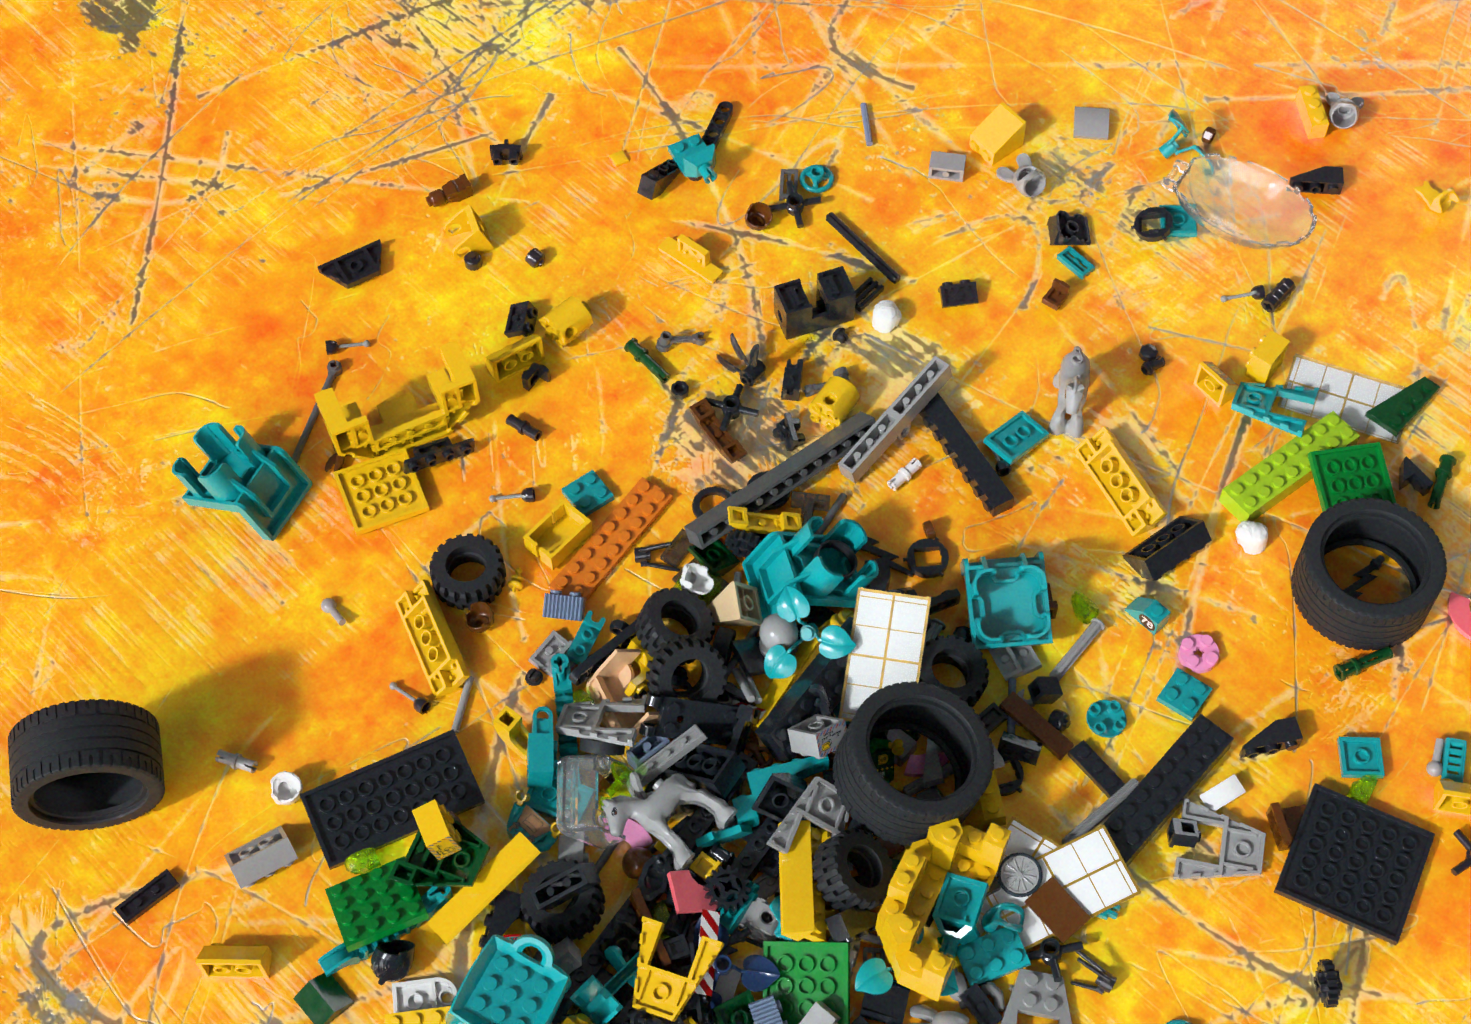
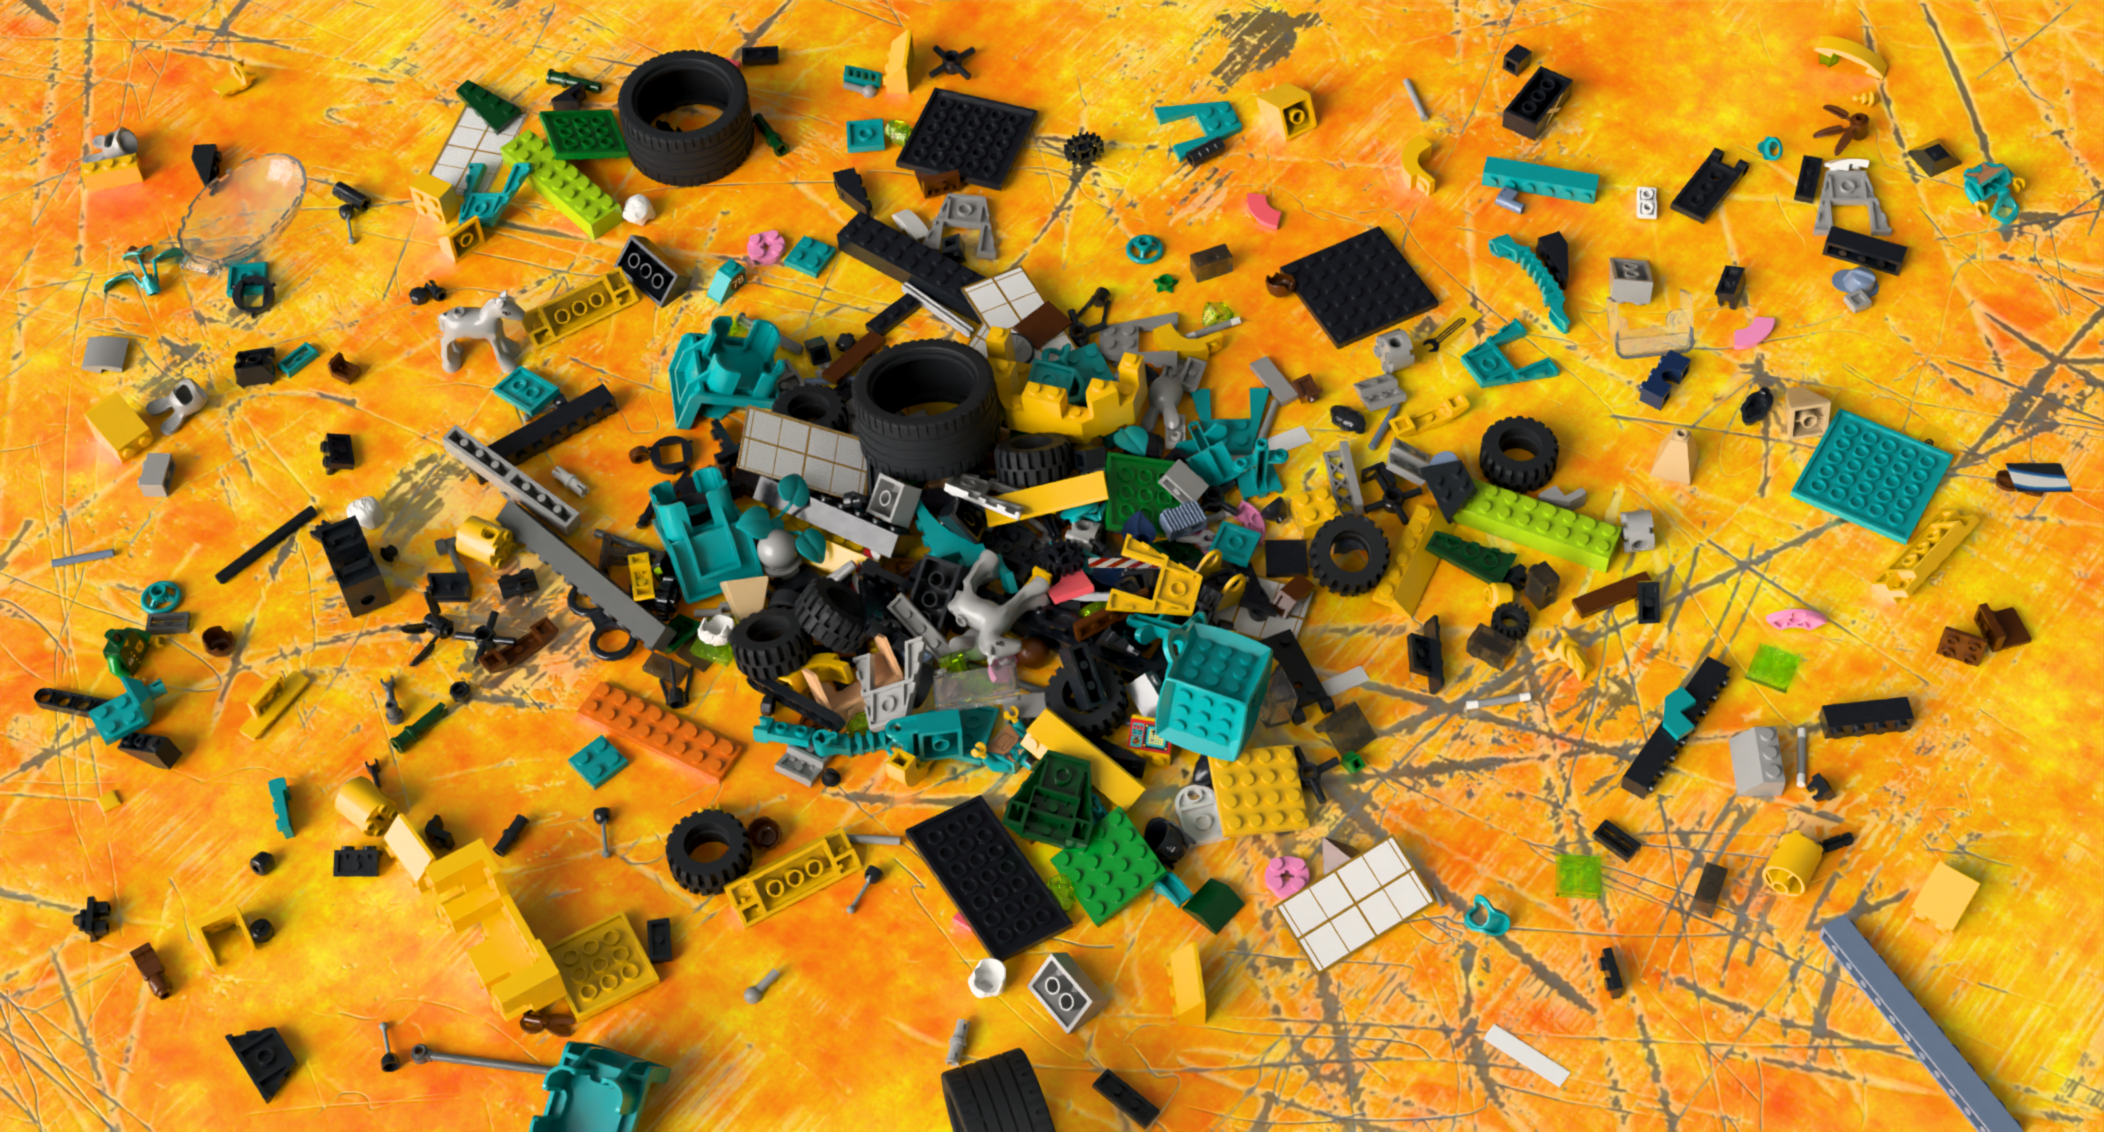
camera: 95 degrees left, 5 degrees down
(394, 535) = (659, 940): none -> black plate
(437, 452) = (547, 914): black bracket -> none
(437, 829) = (1040, 787): yellow brick -> none
(558, 540) = (657, 773): yellow piece -> none
(564, 606) = (746, 756): sand blue brick -> none
(586, 267) = (281, 795): none -> teal plate
(612, 331) = (374, 770): none -> black hand
(755, 154) = (127, 649): none -> torso
(795, 198) = (201, 609): black bar -> none
(1106, 718) = (840, 309): teal dish -> none

